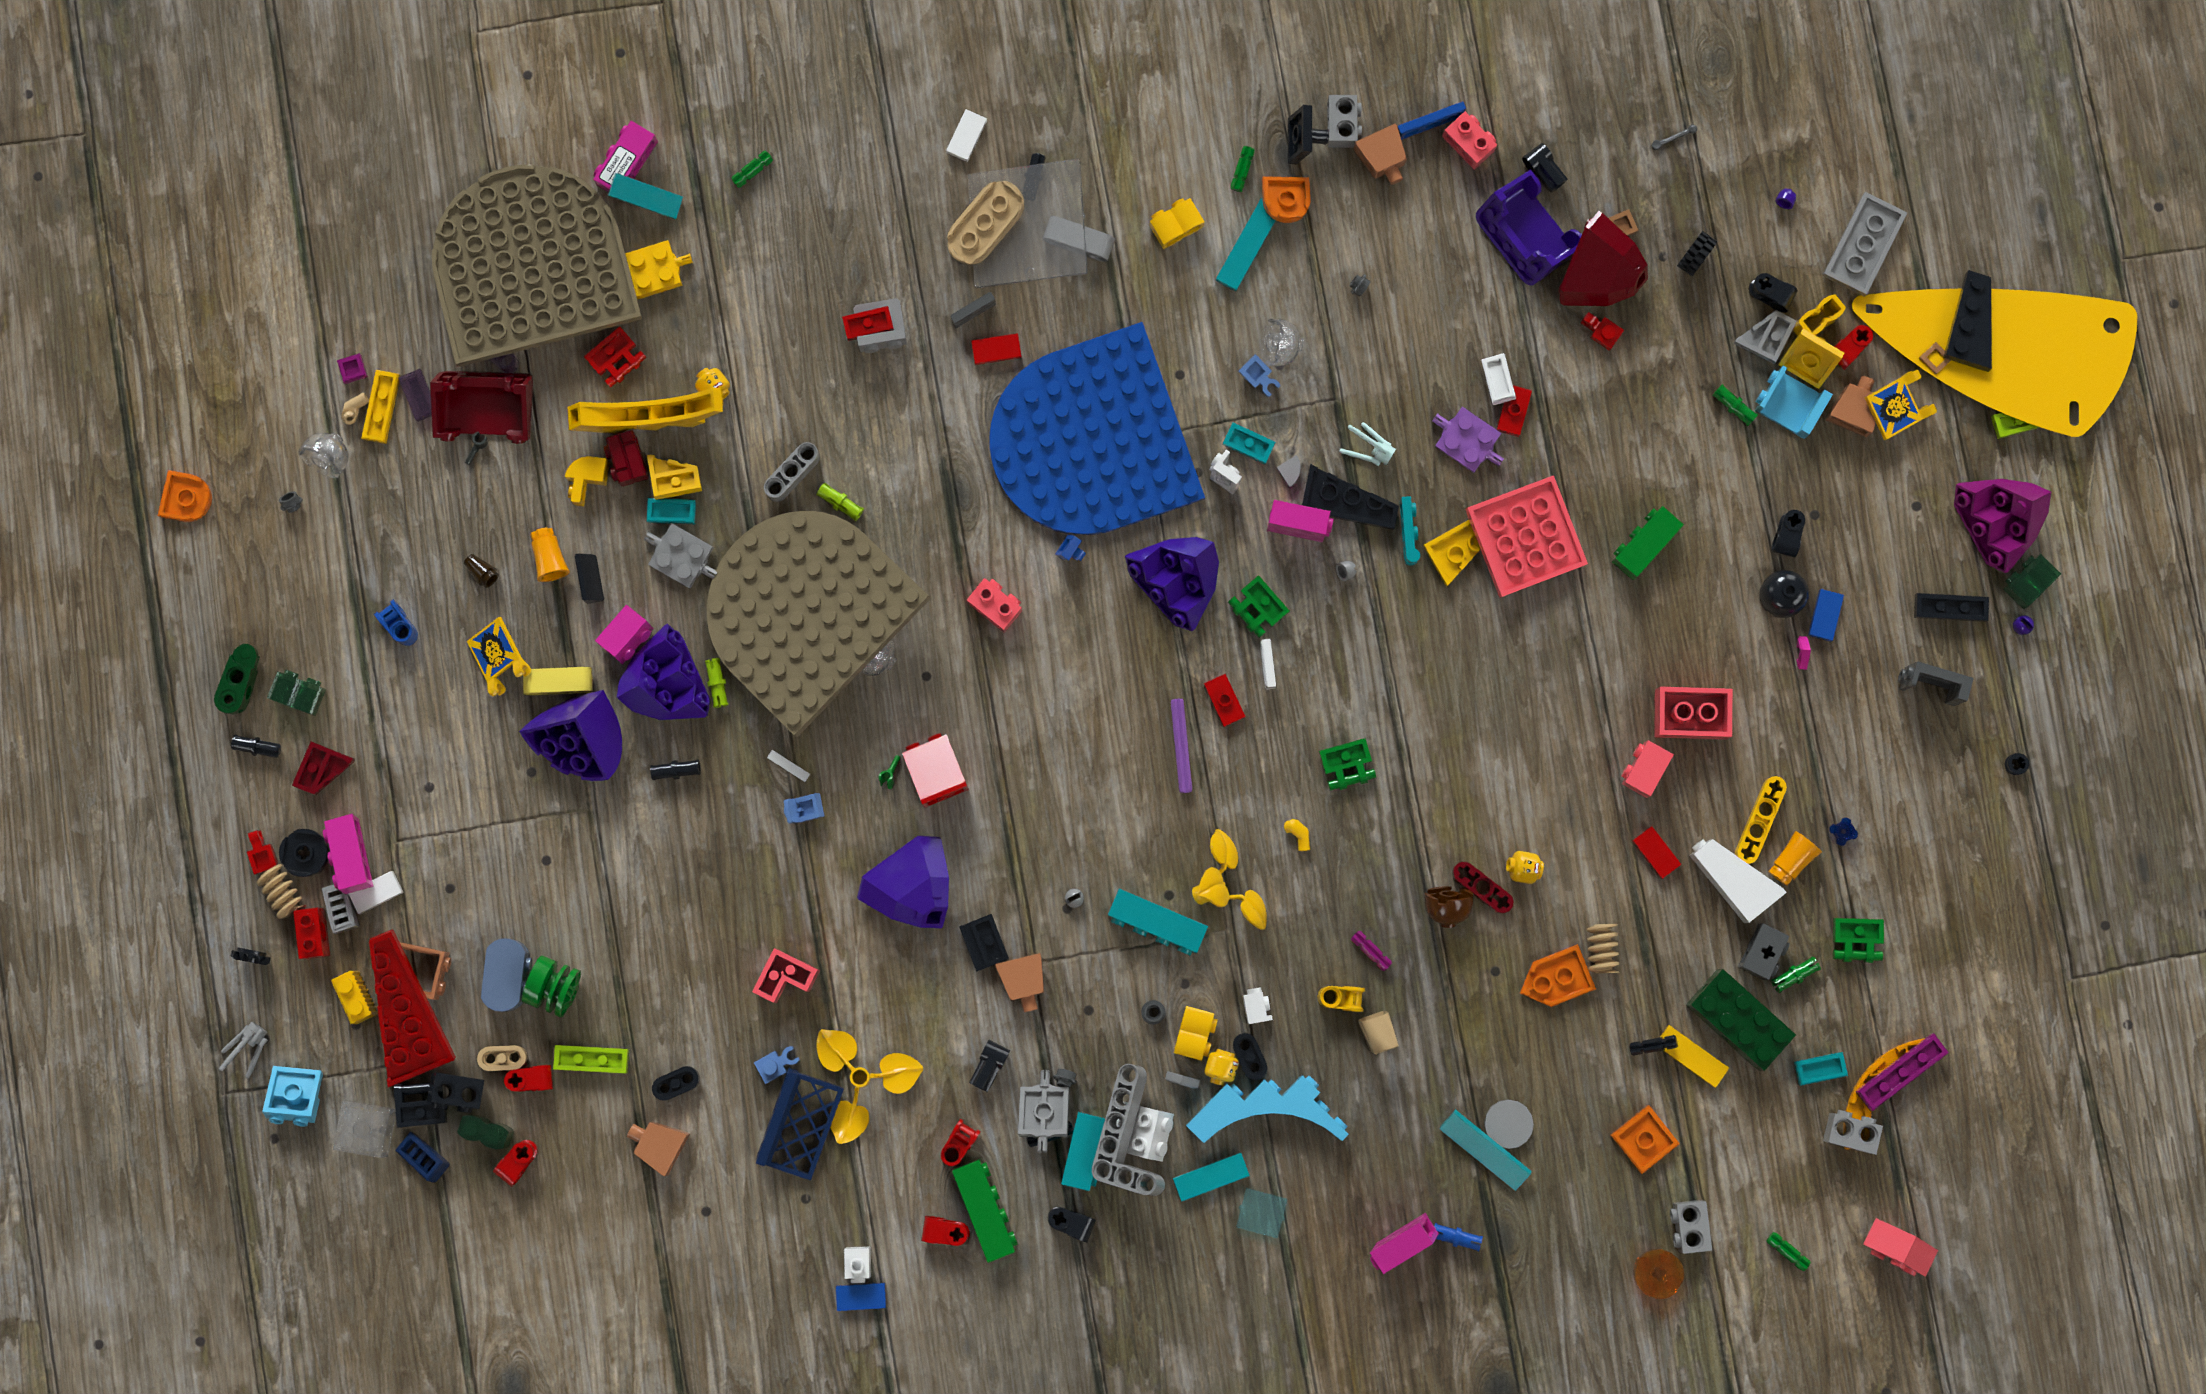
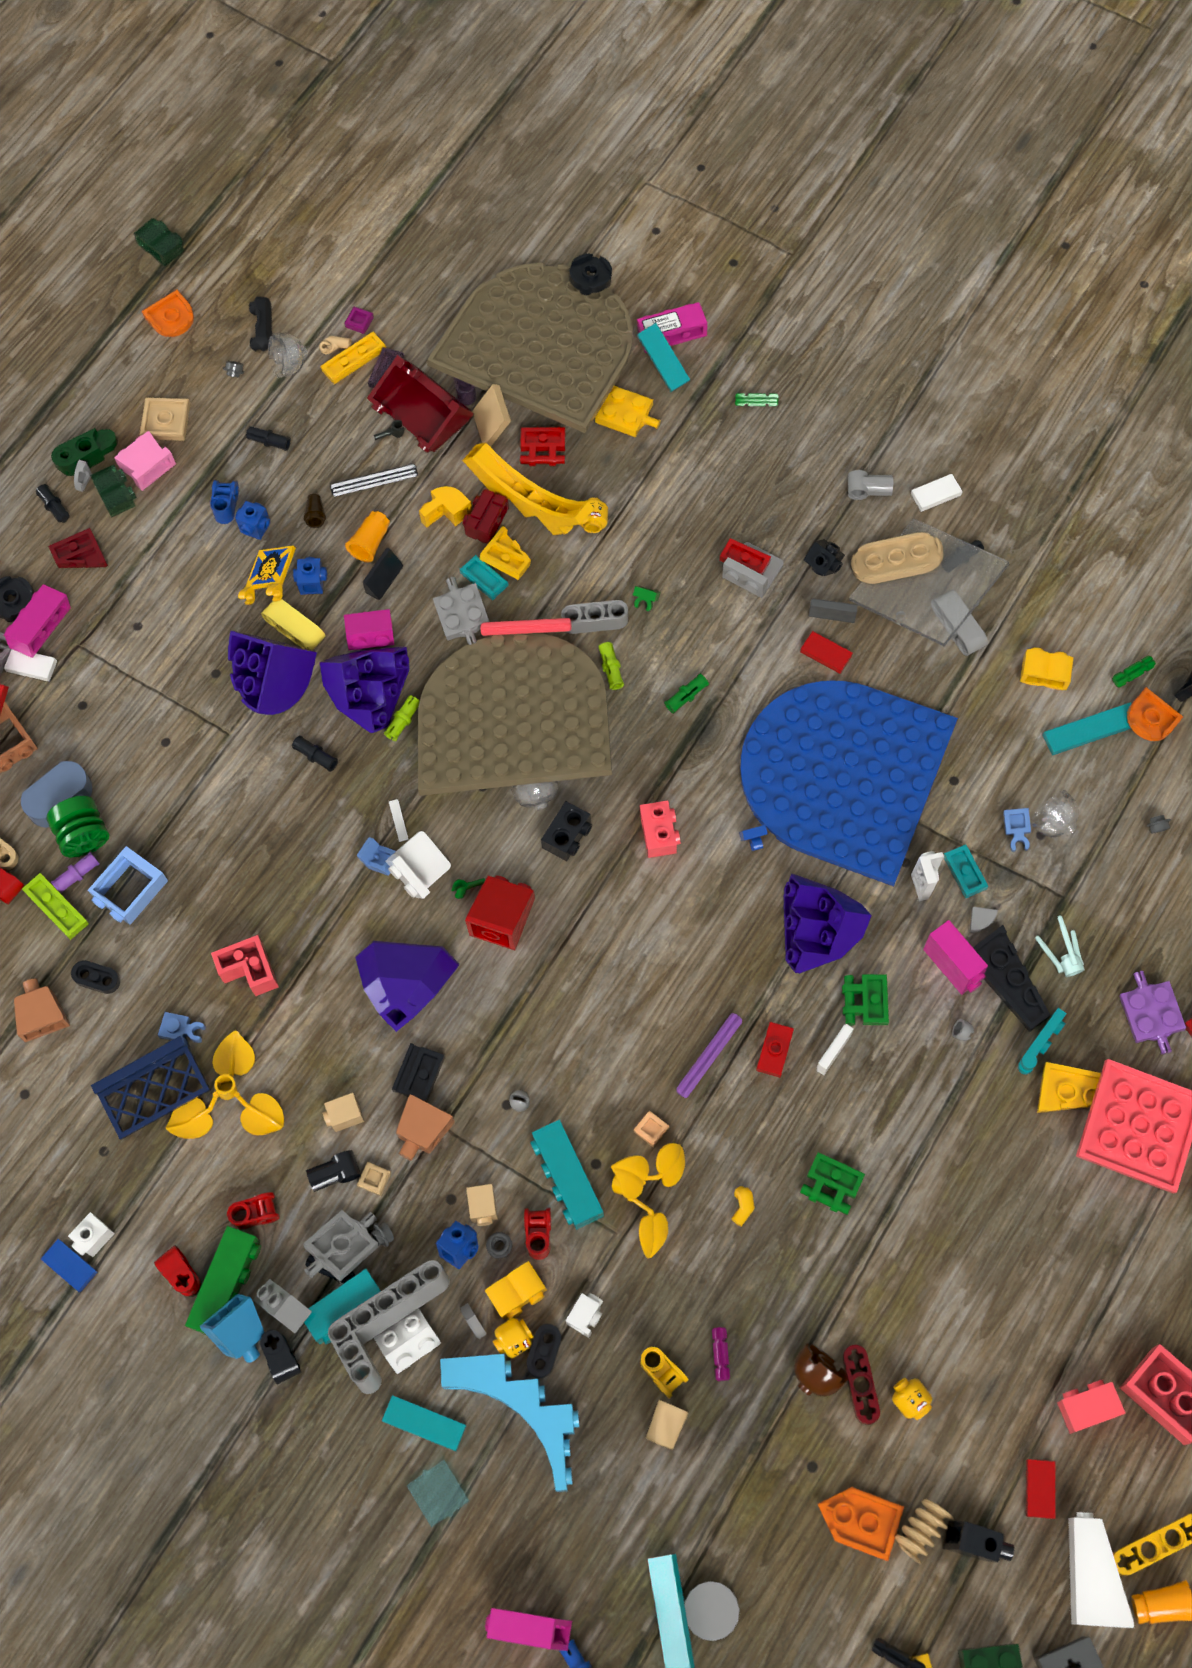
camera: 45 degrees right, 15 degrees down
(108, 439) = (159, 241): none -> clear green brick
(257, 703) = (81, 475): none -> light grey tile
(274, 594) = (165, 418): none -> tan tile
(287, 451) = (263, 326): none -> black piece
(296, 645) = (145, 460): none -> bright pink hips
(379, 539) = (268, 438): none -> black axle
(447, 621) = (252, 519): none -> blue brick
(503, 502) = (373, 480): none -> axle
(510, 156) = (590, 283): none -> black plate
(539, 635) = (310, 575): none -> blue brick
(552, 368) = (491, 415): none -> tan tile
(580, 1021) = (75, 872): none -> medium lavender pin
(629, 971) = (112, 874): none -> light blue window
(747, 527) = (526, 626): none -> coral axle
(815, 418) = (647, 595): none -> green tile
(840, 789) = (418, 864): none -> white bracket
(904, 177) = (864, 485): none -> light grey piece
(918, 475) = (686, 693): none -> green pin
(922, 667) = (562, 829): none -> black brick
(929, 270) = (824, 557): none -> black brick
(956, 1019) = (343, 1112): none -> tan brick
(1021, 1045) = (374, 1179): none -> tan tile
(1025, 1232) = (236, 1328): none -> dark azure torso
(1044, 1189) = (282, 1305): none -> light grey brick
(1117, 995) = (482, 1204): none -> tan brick
(1126, 1038) = (457, 1244): none -> blue brick
(1171, 977) = (537, 1227): none -> red piece
(1186, 835) = (651, 1128): none -> light nougat tile
(1644, 926) = (977, 1542): none -> black torso

